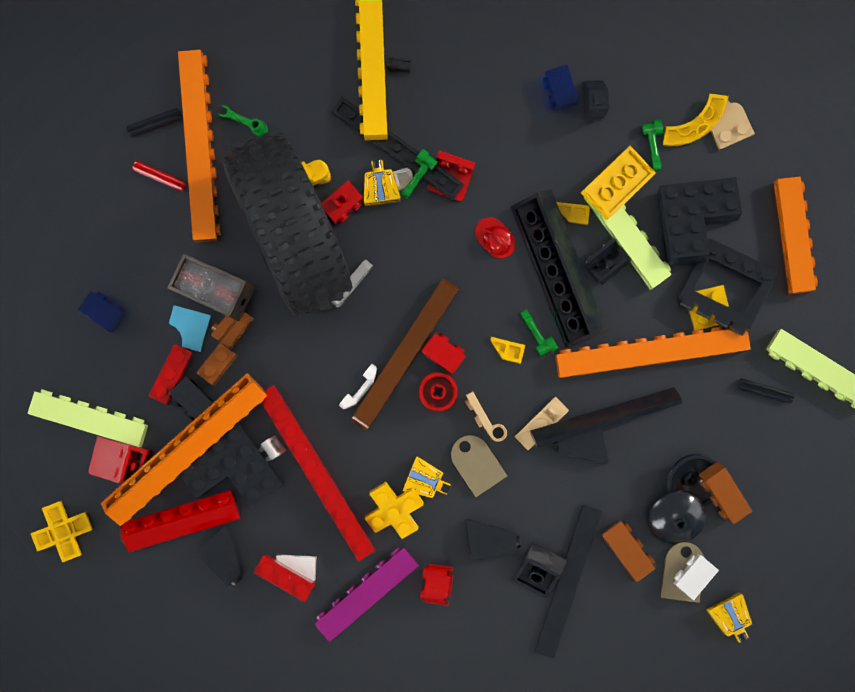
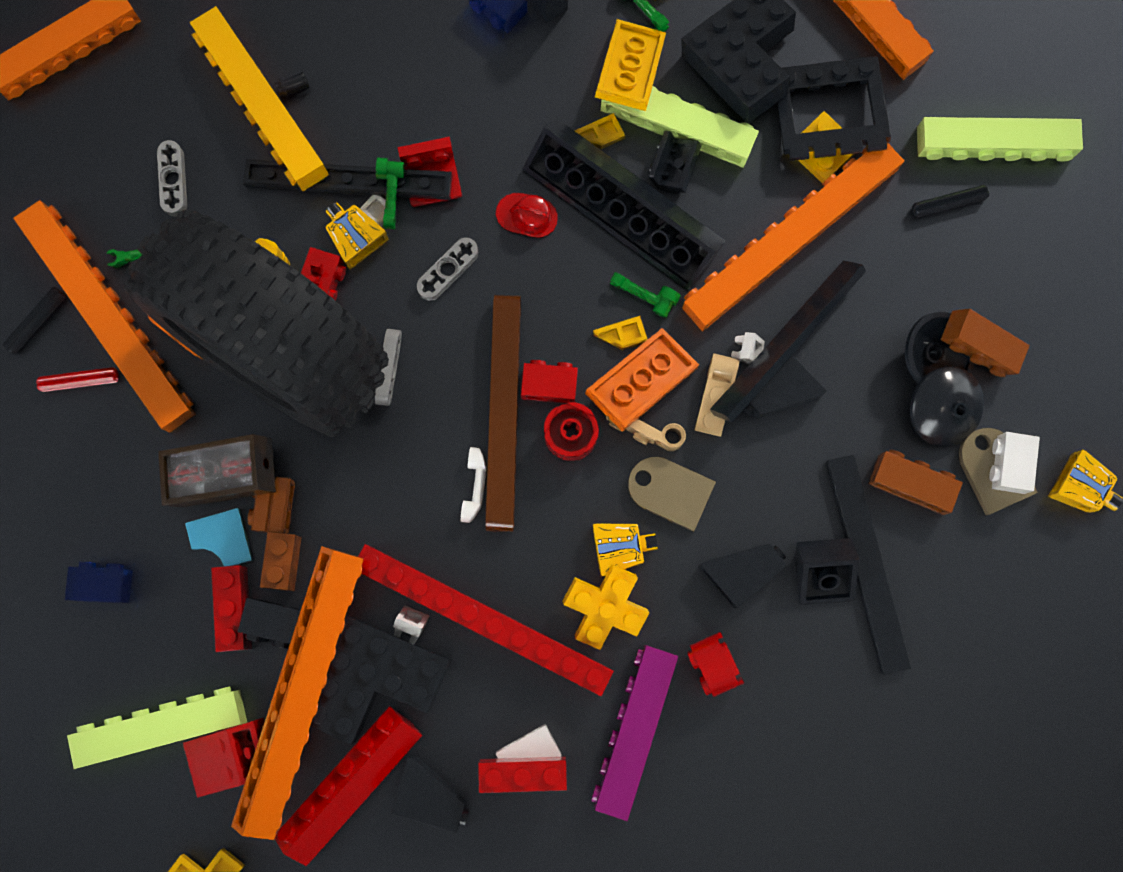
camera: 30 degrees left, 5 degrees down
(290, 66) = (166, 168): none -> light grey beam
(409, 241) = (466, 261): none -> light grey beam
(501, 386) = (641, 379): none -> orange tile
(581, 407) = (751, 347): none -> white tile

